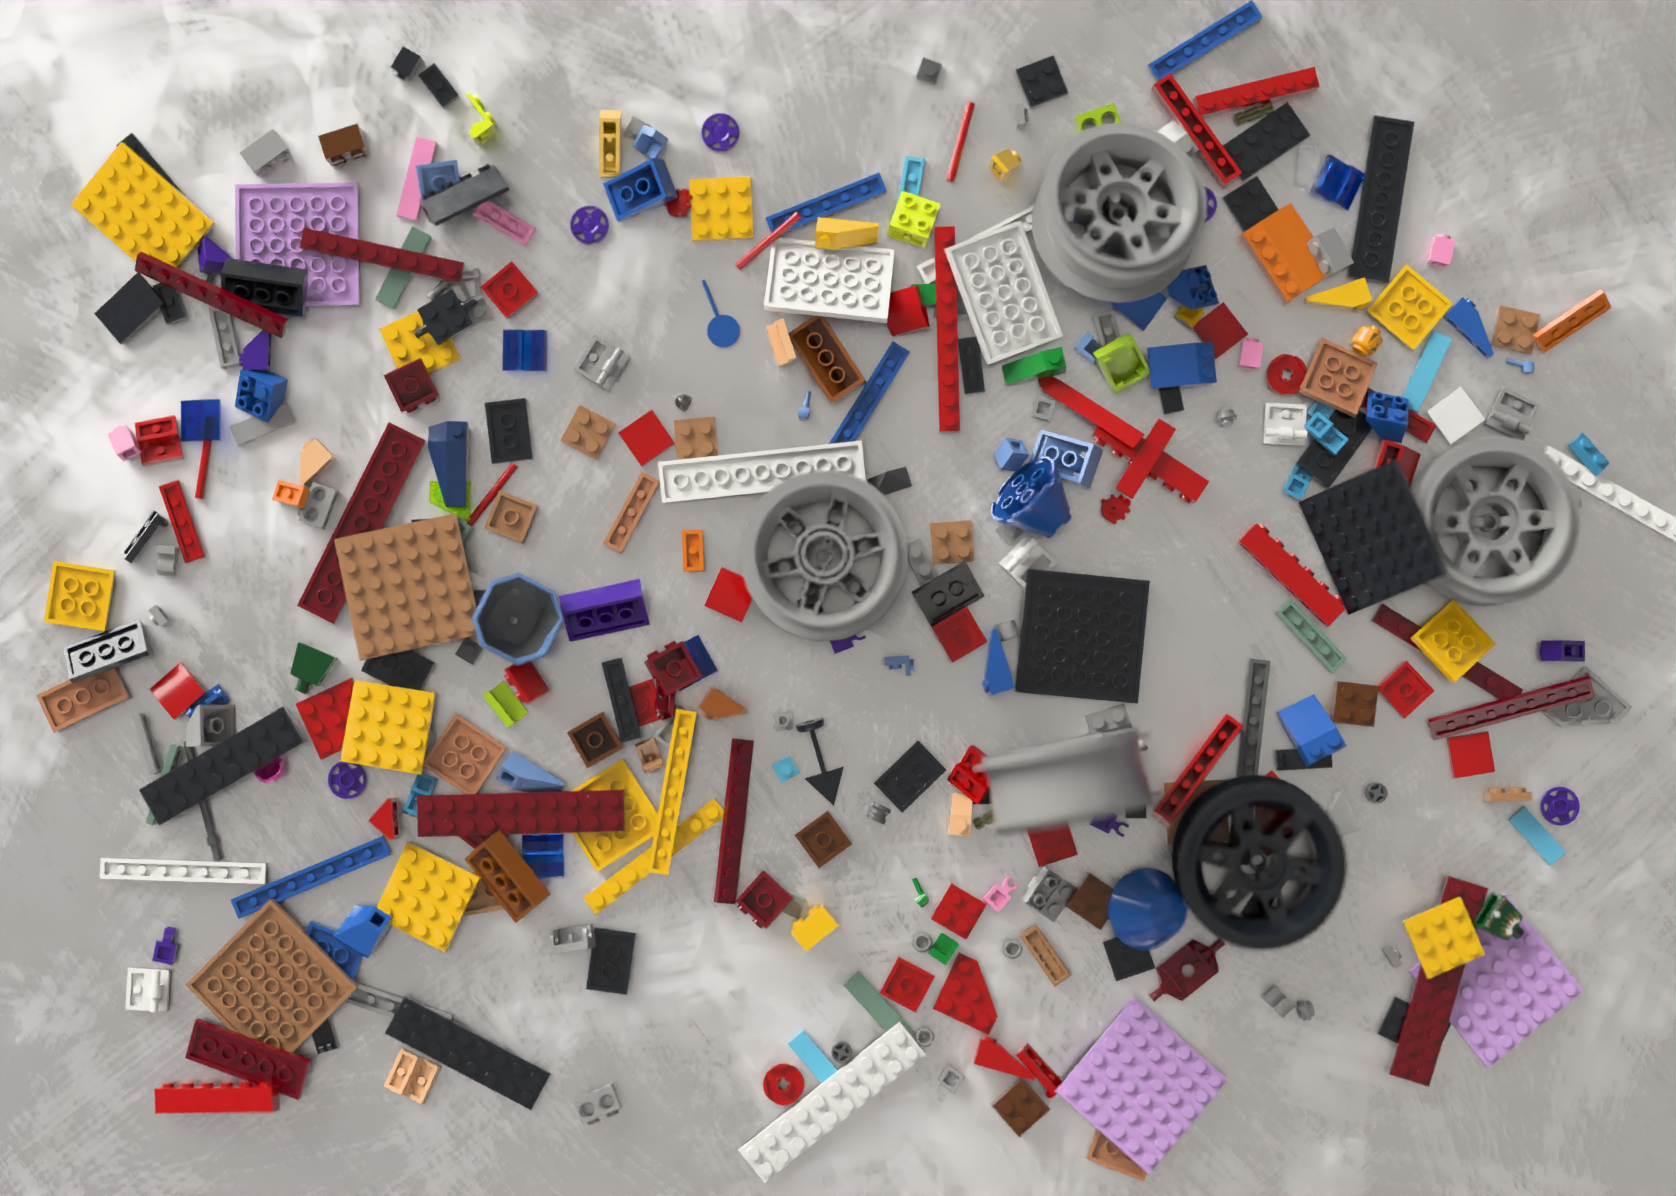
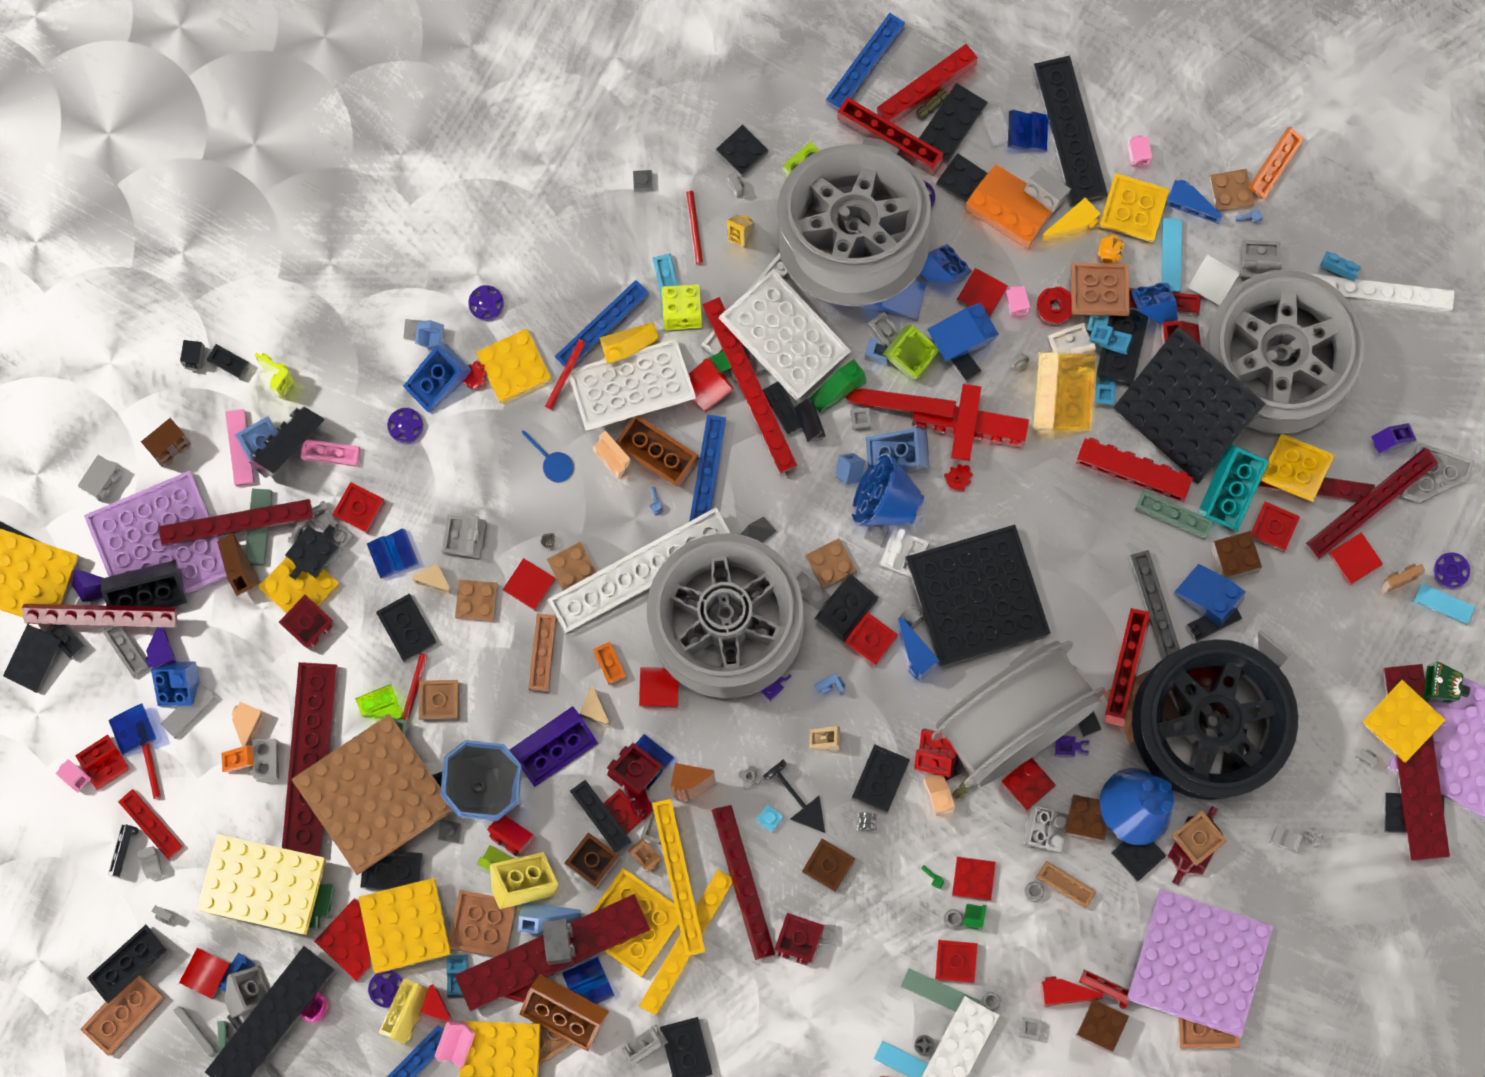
camera: 20 degrees left, 10 degrees down
(79, 596) = (84, 926): yellow plate -> none
(266, 628) = (261, 884): none -> light yellow plate
(354, 810) = (404, 1011): none -> light yellow slope
(366, 304) = (236, 565): none -> reddish brown slope
(391, 861) = (455, 1043): none -> bright pink panel
(450, 457) = (362, 666): dark blue wedge -> none
(519, 731) = (522, 880): none -> light yellow slope
(528, 809) = (557, 941): none -> flat silver brick
(555, 393) = (432, 578): none -> tan slope
(610, 143) = (395, 349): yellow slope -> none
(658, 589) = (592, 709): none -> tan slope
(814, 927) = (853, 943): yellow brick -> none
(871, 714) = (824, 738): none -> tan slope
(967, 996) = (1013, 950): red plate -> none
(992, 390) = (810, 420): none -> black panel
(997, 896) = (1002, 849): bright pink plate -> none
(1189, 316) = (951, 290): yellow plate -> none
(1193, 967) = (1199, 838): none -> medium nougat plate
(1256, 466) = (1063, 390): none -> clear yellow slope
(1379, 793) = (1292, 622): dark grey wheel -> none
(1380, 635) = (1233, 487): none -> teal slope

